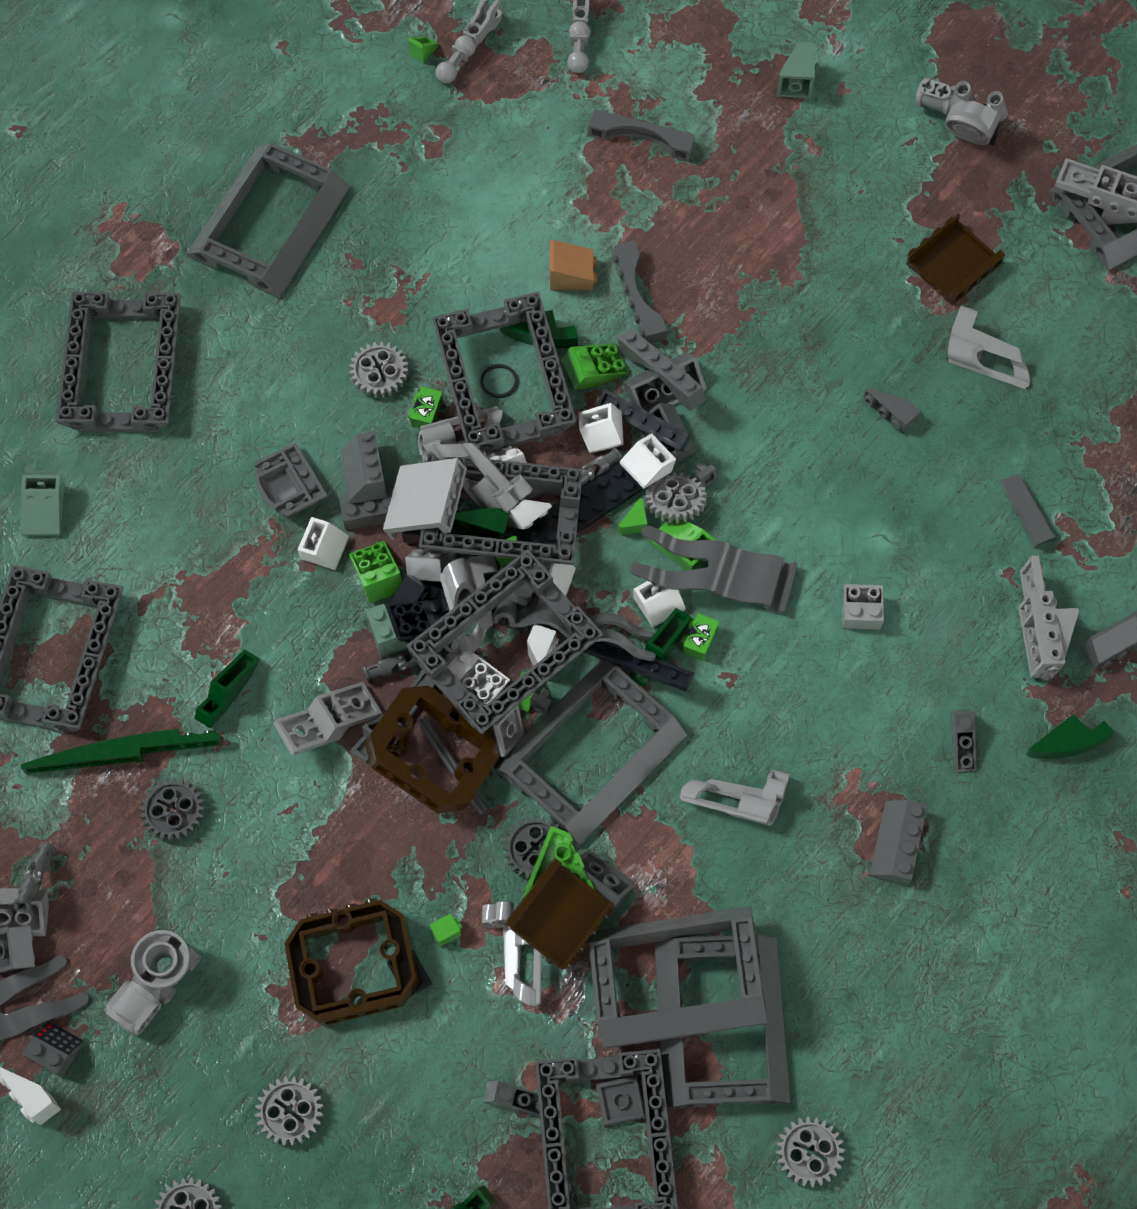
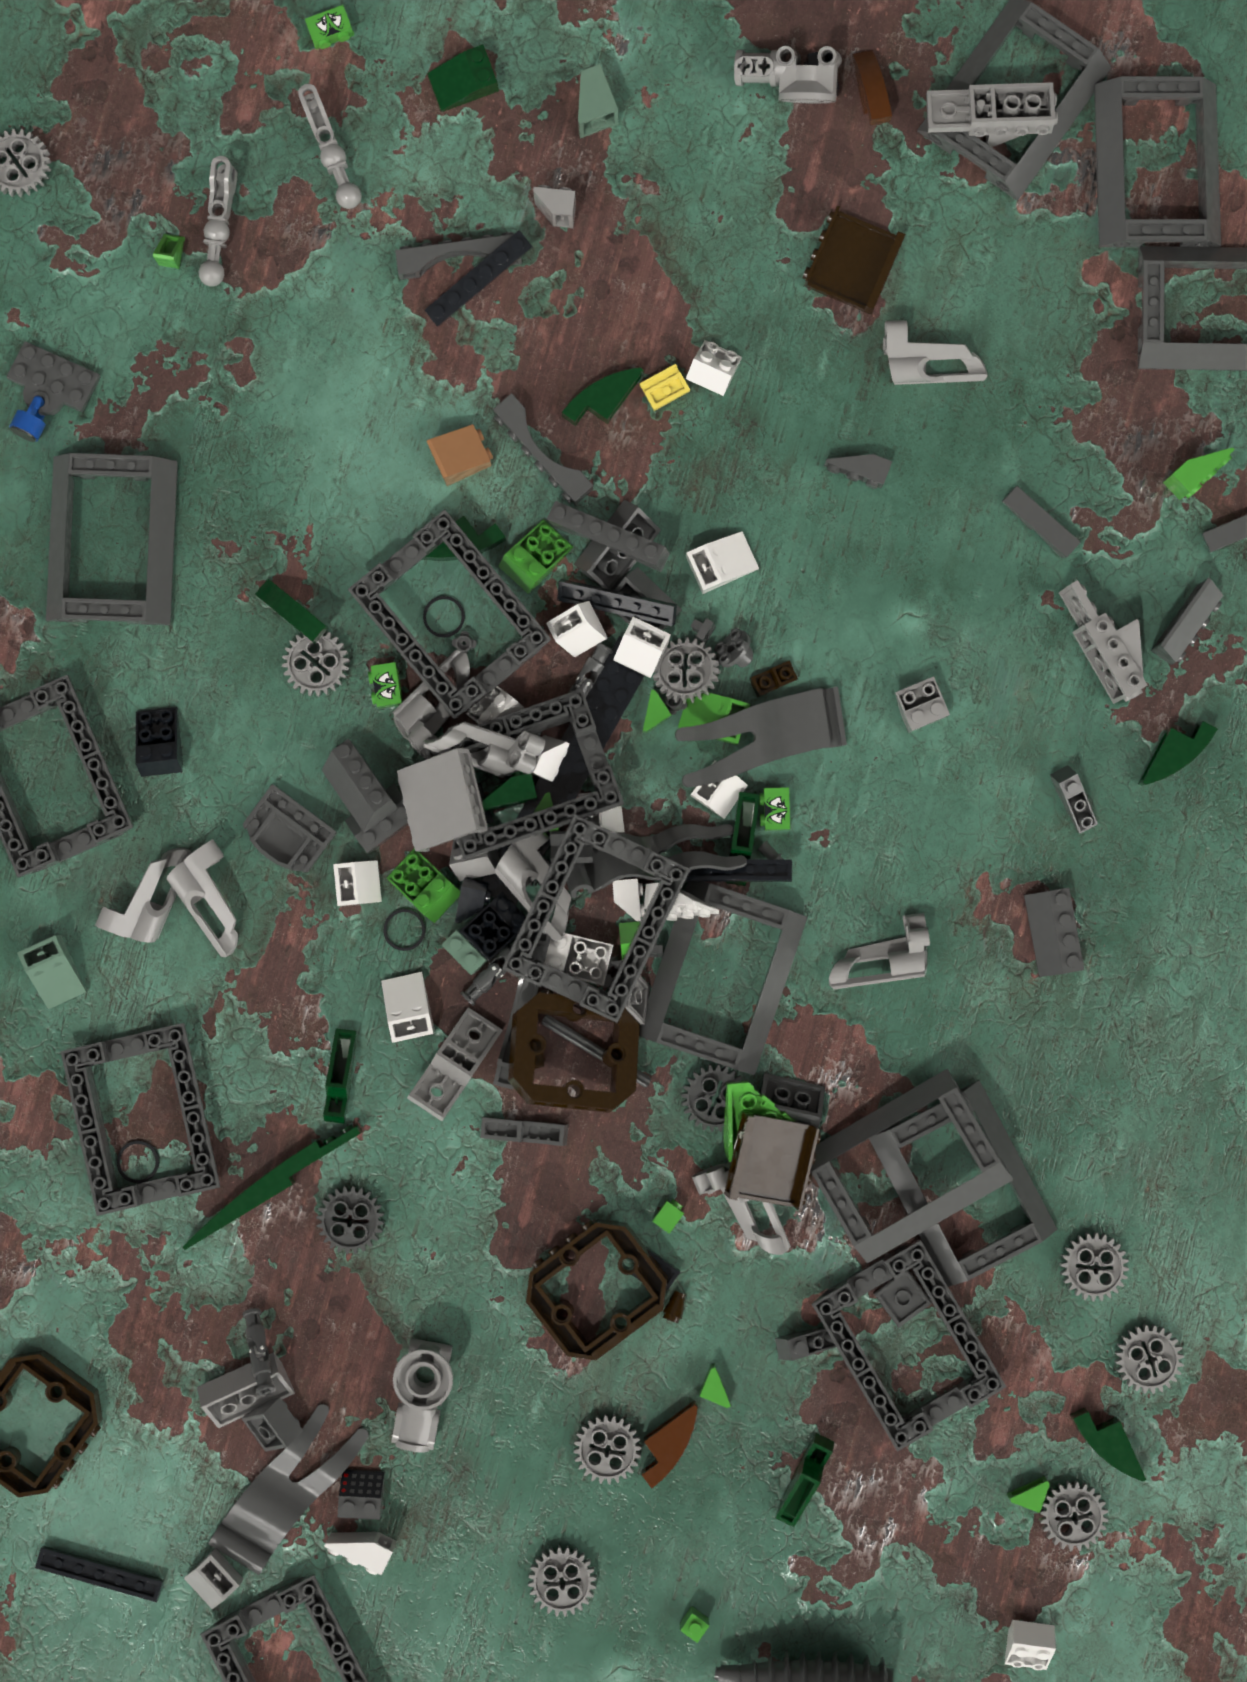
camera: 25 degrees left, 20 degrees up
(25, 669) = (156, 1160): none -> black piece
(135, 493) = (144, 918): none -> light grey panel
(191, 488) = (194, 883): none -> light grey panel
(222, 375) = (158, 742): none -> black slope
(280, 97) = (47, 385): none -> dark grey plate
(311, 660) = (407, 1007): none -> white slope
(342, 616) = (385, 930): none -> black piece
(346, 1132) = (669, 1443): none -> reddish brown slope
(359, 805) = (524, 1131): none -> dark grey slope
(380, 323) = (291, 611): none -> dark green slope
(409, 1015) = (674, 1307): none -> dark brown cone
(411, 1100) = (713, 1389): none -> bright green slope
(505, 400) = (457, 642): none -> dark grey plate
(585, 672) = (685, 906): none -> white slope
(649, 153) = (478, 278): none -> black plate
(655, 522) = (674, 708): none -> dark grey plate
(706, 22) = (463, 79): none -> dark green slope
(706, 274) = (603, 396): none -> dark green slope
(724, 499) = (734, 649): none -> dark grey plate
(735, 127) = (556, 205): none -> light grey slope
(744, 429) = (721, 561): none -> white slope
(747, 538) = (773, 679): none -> dark brown slope
(759, 288) = (664, 387): none -> light yellow plate
(805, 289) = (713, 367): none -> white slope
(1023, 146) = (872, 87): none -> reddish brown slope

